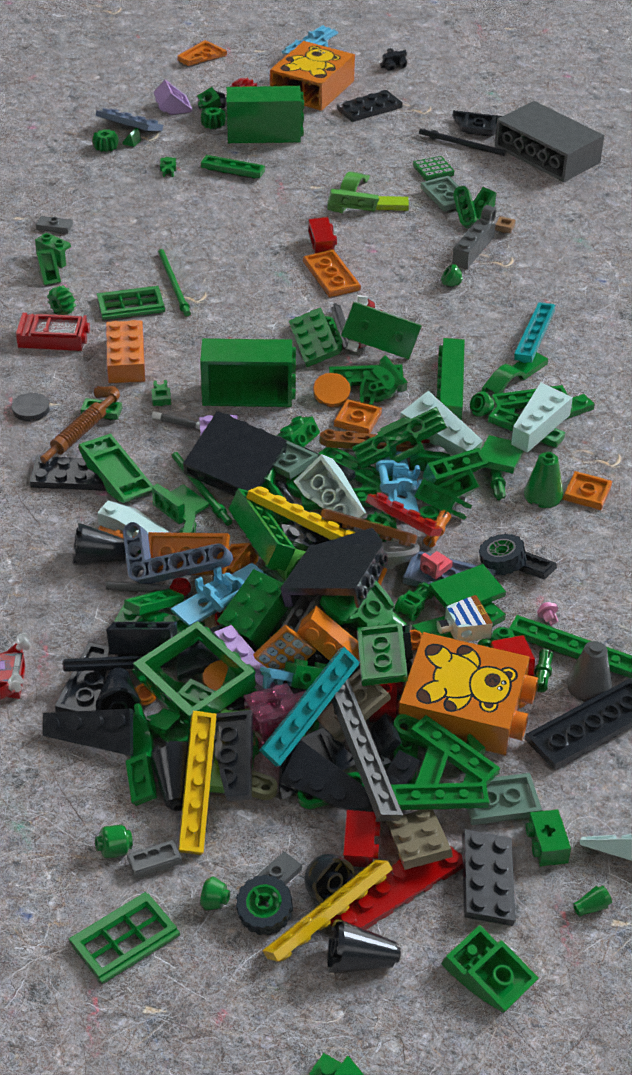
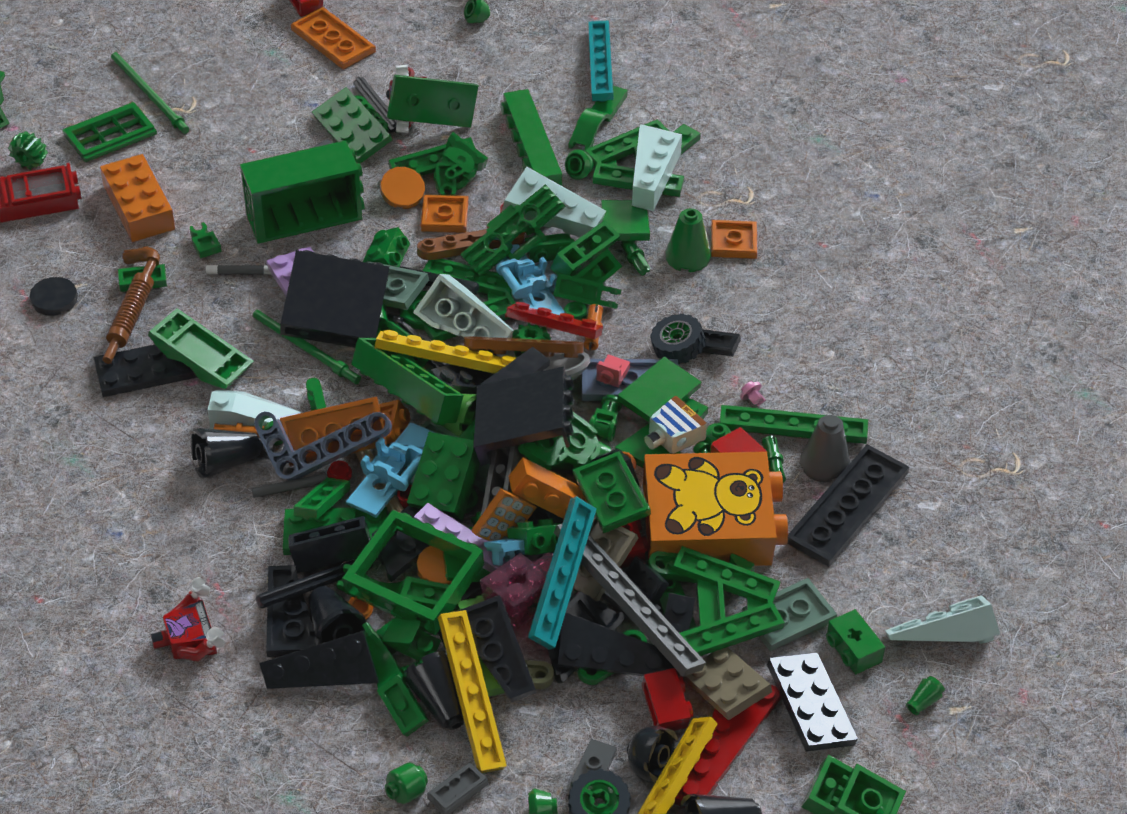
camera: 20 degrees left, 5 degrees up
(177, 501) = (289, 371): green bracket -> none

